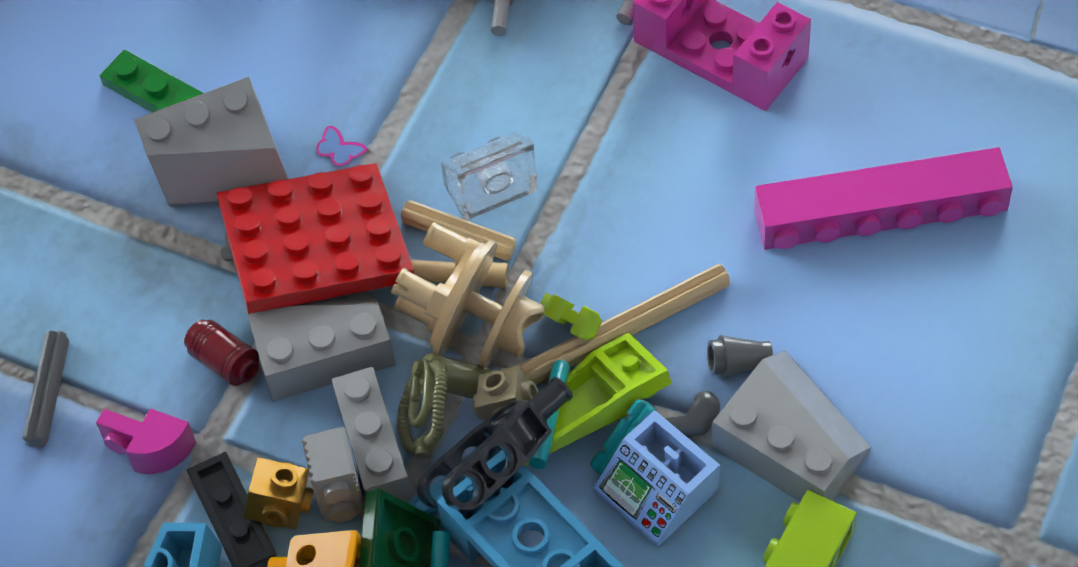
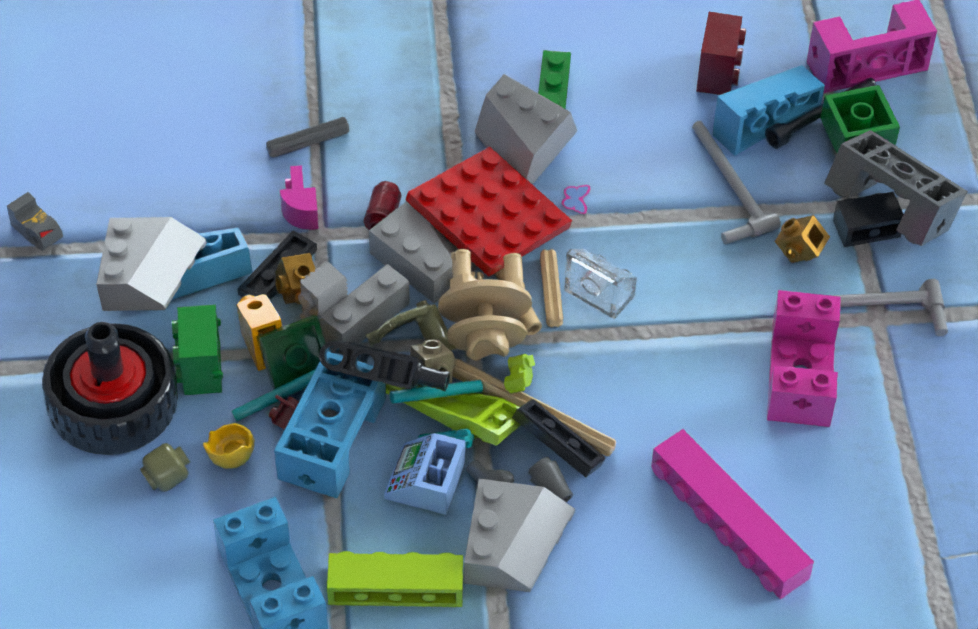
camera: 55 degrees right, 5 degrees down
(686, 317) = (559, 438): none -> black tile

